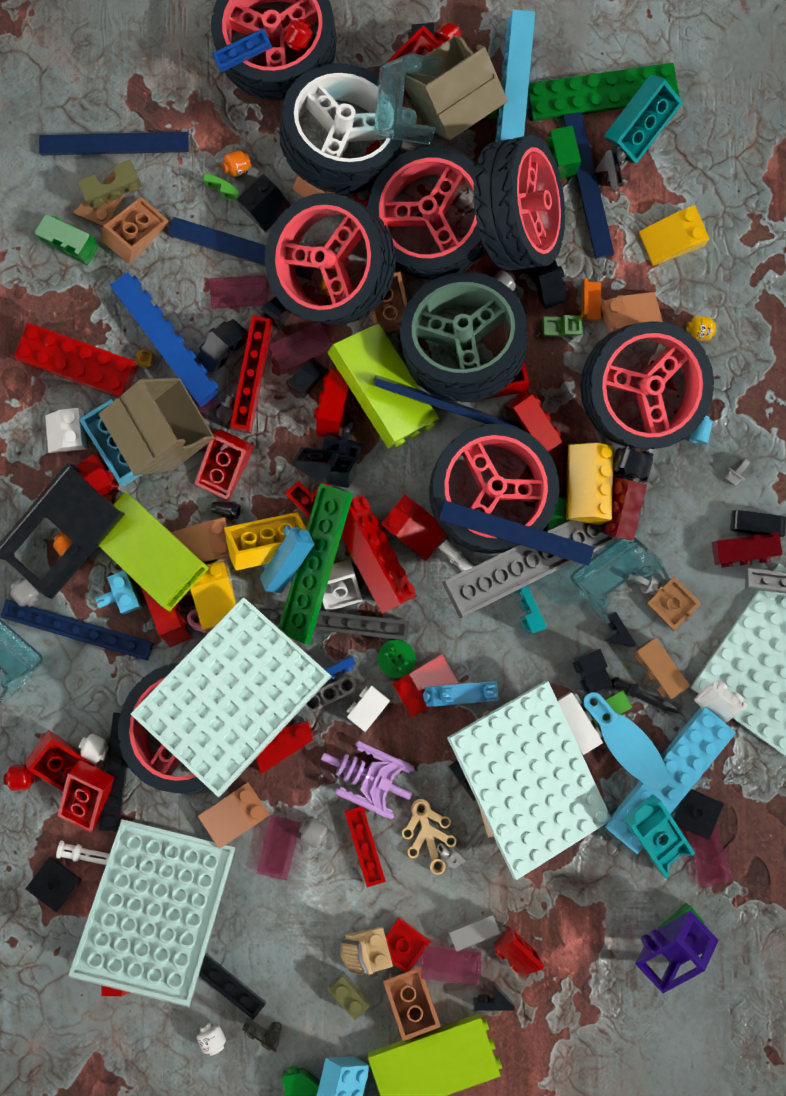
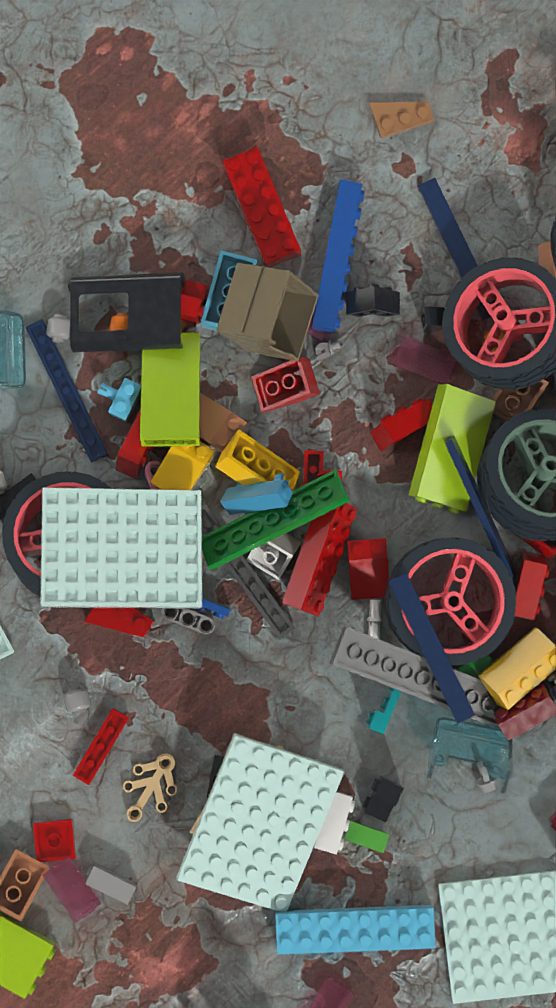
camera: 50 degrees right, 0 degrees up
(65, 431) = (203, 247): white slope -> none
(67, 239) = (345, 116): wedge -> none
(114, 143) = (449, 84): dark blue tile -> none
(124, 182) = (427, 119): olive arch -> none
(133, 229) = (397, 158): nougat slope -> none
(145, 358) = (310, 255): pearl gold plate -> none
(226, 189) = (491, 197): bright green slope -> none
(229, 510) = (254, 418): black cone -> none
(233, 815) = (36, 629): nougat slope -> none
(236, 163) = (517, 186): orange head -> none
(238, 291) = (423, 276): clear pink piece -> none
(251, 374) = (370, 344): red brick -> none
(263, 202) = (507, 234): black slope -> none
(278, 847) = (43, 684): clear pink piece -> none
(307, 377) = (406, 386): black slope -> none
(326, 466) = (352, 461): black slope -> none
(346, 448) = (379, 459): black plate -> none
(366, 951) = (25, 817): tan piece -> none
(368, 707) = (203, 656): white brick -> none
(374, 780) = (155, 709): lavender bar -> none
(391, 651) = (259, 653): green plate -> none
(413, 685) = (259, 684): slope -> none
(450, 856) = (150, 816): light grey piece -> none
(461, 693) = (276, 715): dark azure brick -> none
(498, 1002) = (76, 949): black slope -> none
(518, 953) = (125, 930): red slope -> none
(622, 636) = (429, 797): black slope -> none
(629, 744) = (353, 875): medium azure plant -> none
(634, 691) = (397, 843): black sword -> none
(648, 824) = (307, 942): teal piece -> none
(661, 669) = (431, 849): medium nougat brick -> none
(673, 603) = (489, 814): medium nougat plate -> none
(698, 813) = (348, 974): black plate -> none
(720, 701) = (447, 915): white slope -> none

